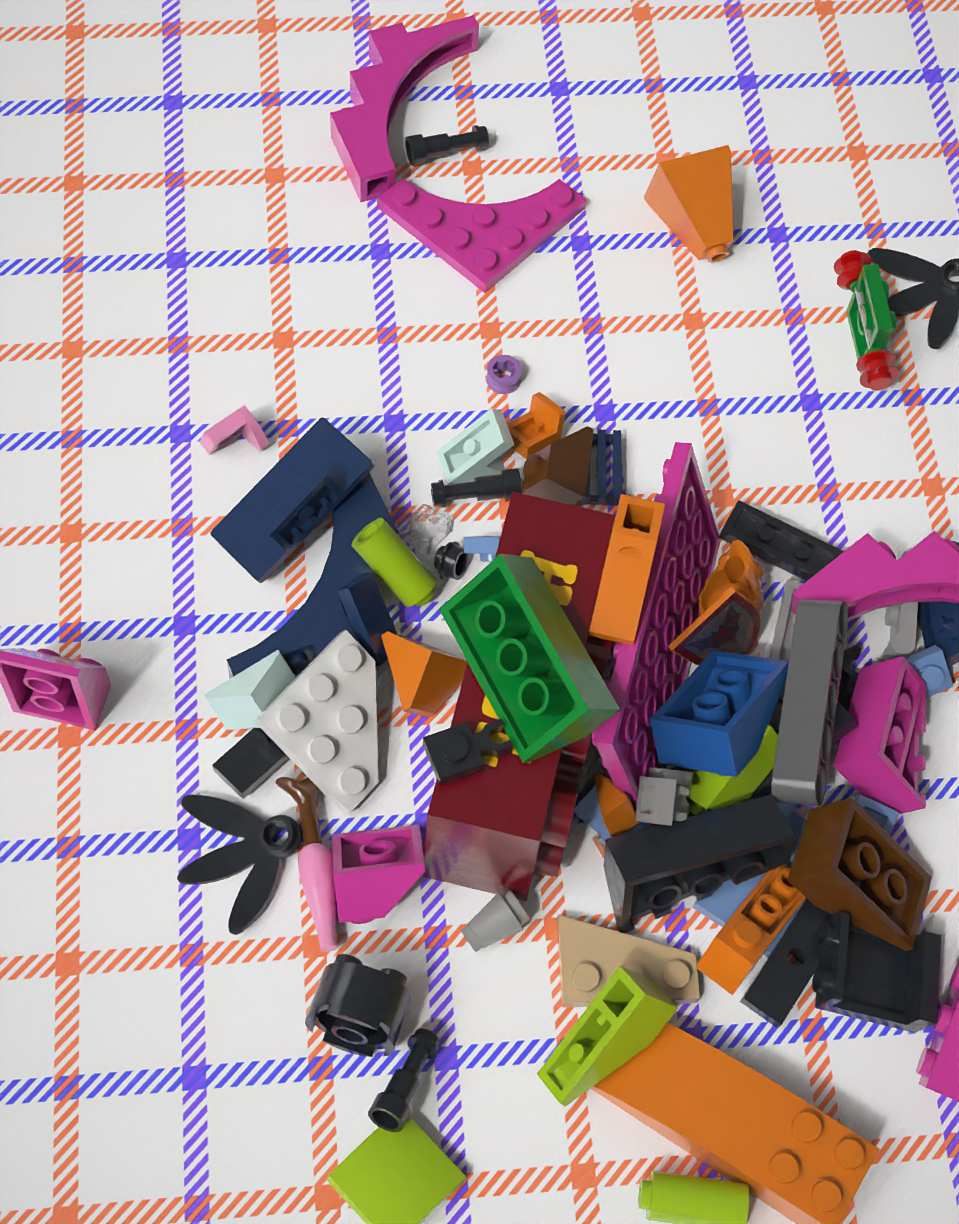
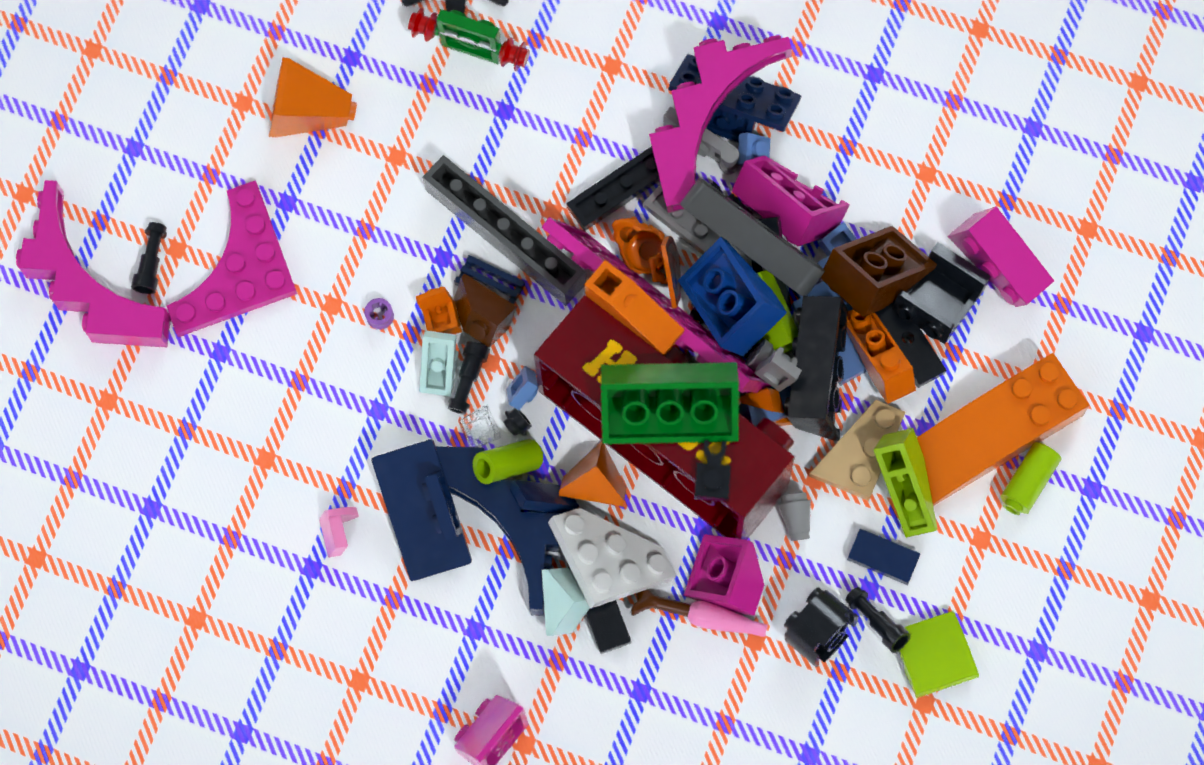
camera: 55 degrees left, 10 degrees up
(256, 849) = (670, 669): black plant -> none
(496, 1056) = (883, 556): none -> dark blue tile
(675, 410) = (504, 230): none -> dark grey brick

